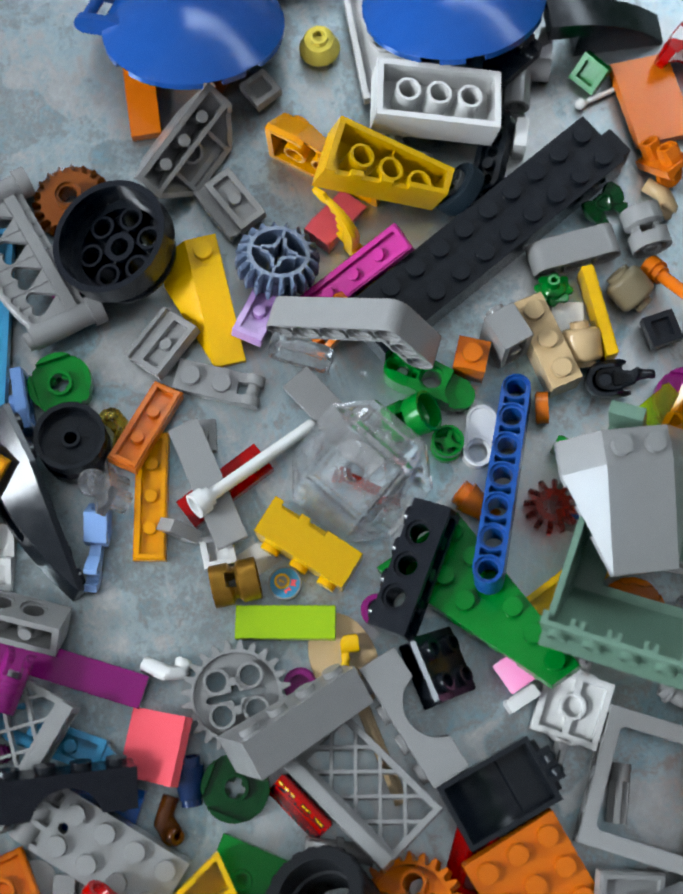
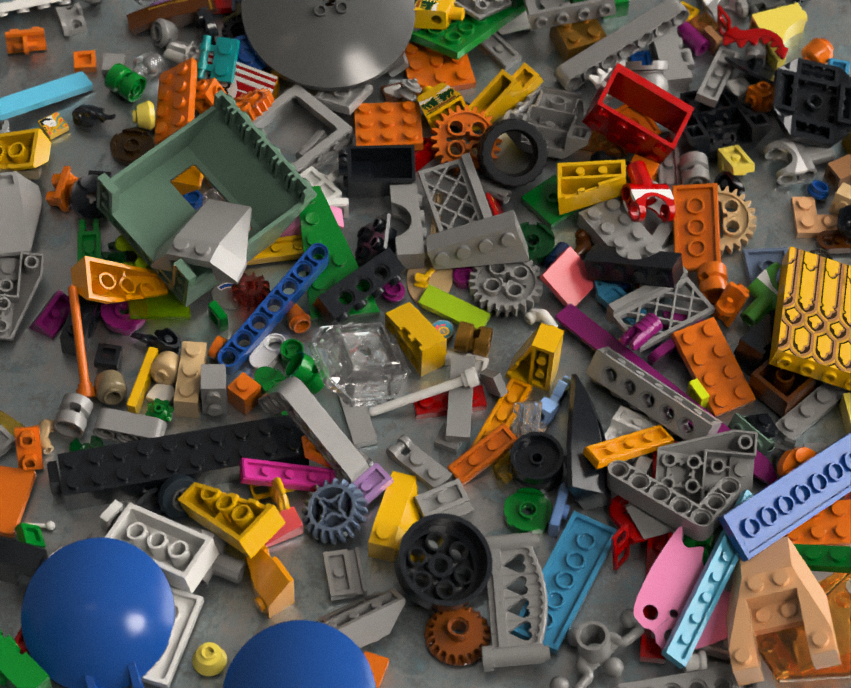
camera: 160 degrees left, 20 degrees down
(131, 582) = (538, 358): none -> yellow wedge

